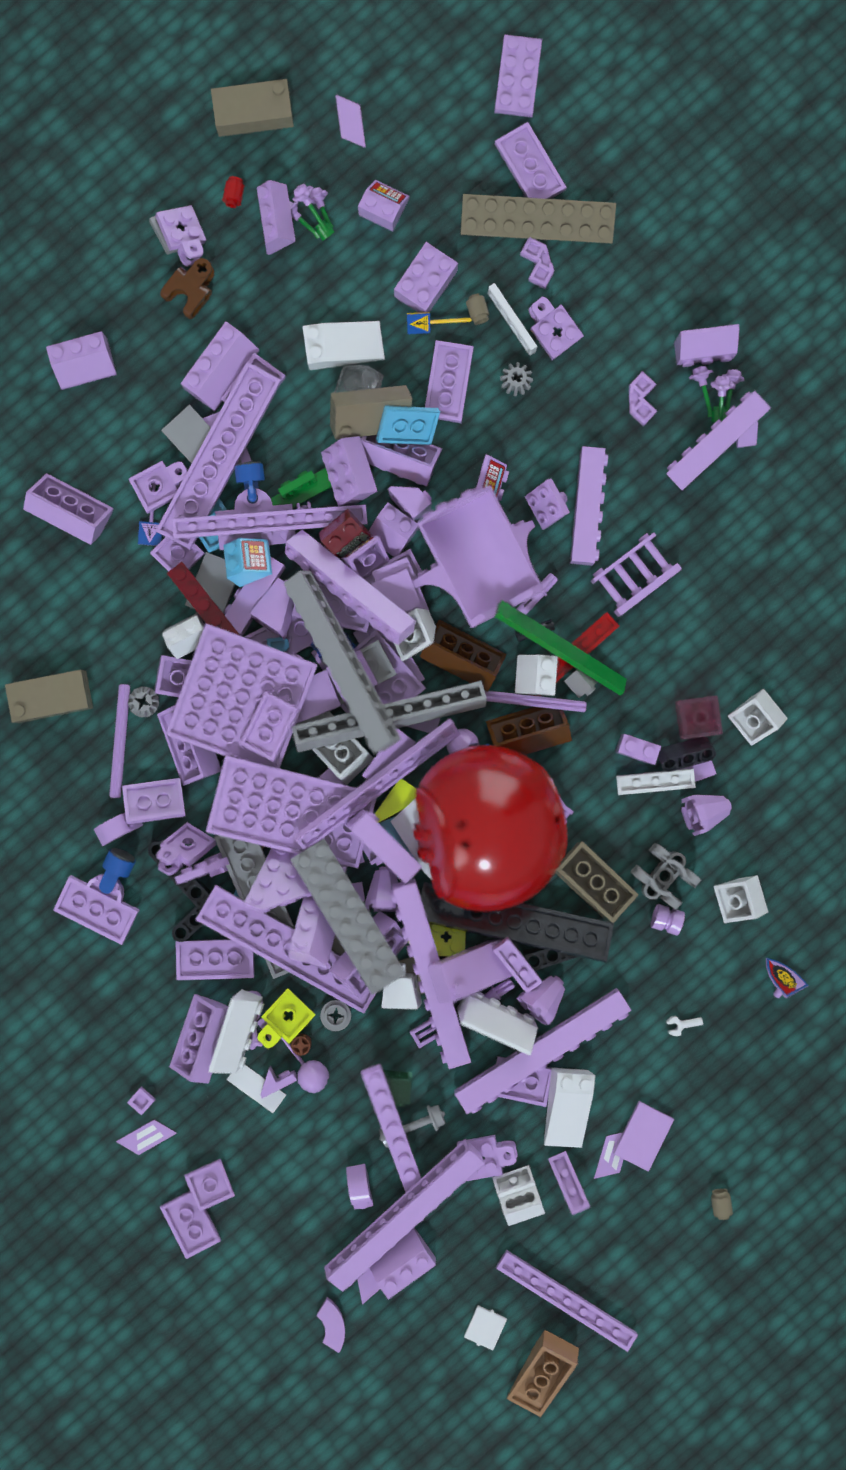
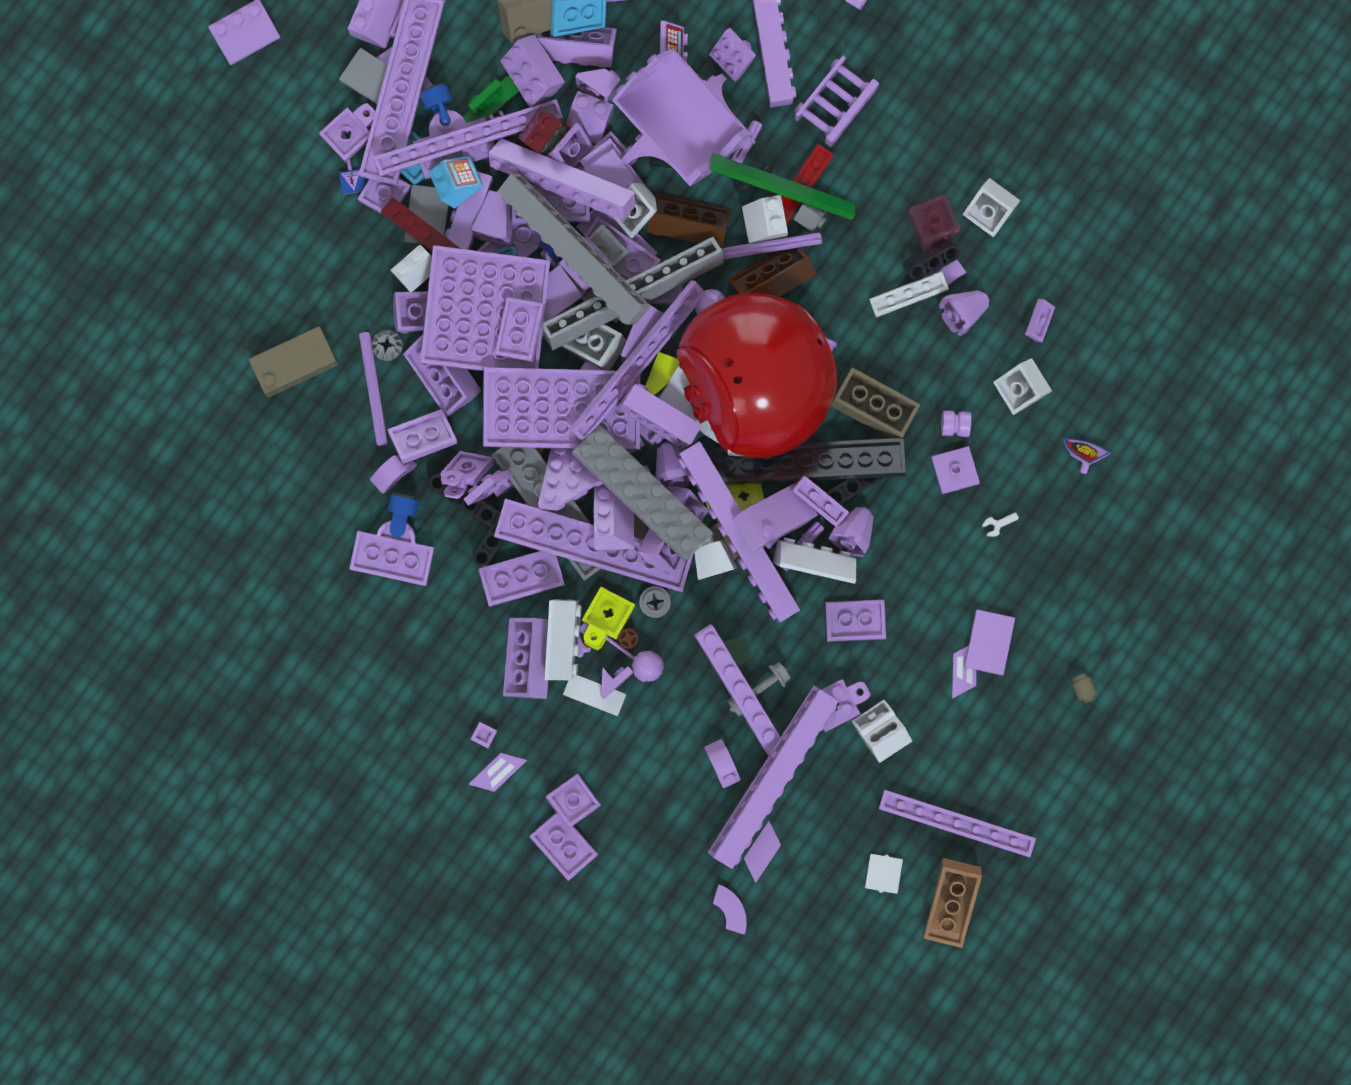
camera: 15 degrees left, 5 degrees down
(67, 508) = (266, 177): lavender slope -> none
(403, 1264) = (783, 827): lavender slope -> none
(420, 1027) = (740, 604): lavender tile -> none
(545, 1049) = (871, 578): lavender brick -> none
(568, 1106) = (907, 632): white slope -> none
(569, 1183) = (928, 705): lavender piece -> none
(638, 749) = (883, 267): lavender brick -> none
(654, 962) = (955, 470): none -> lavender plate
(661, 886) = (962, 375): light grey piece -> none
(775, 839) = (1040, 320): none -> lavender plate

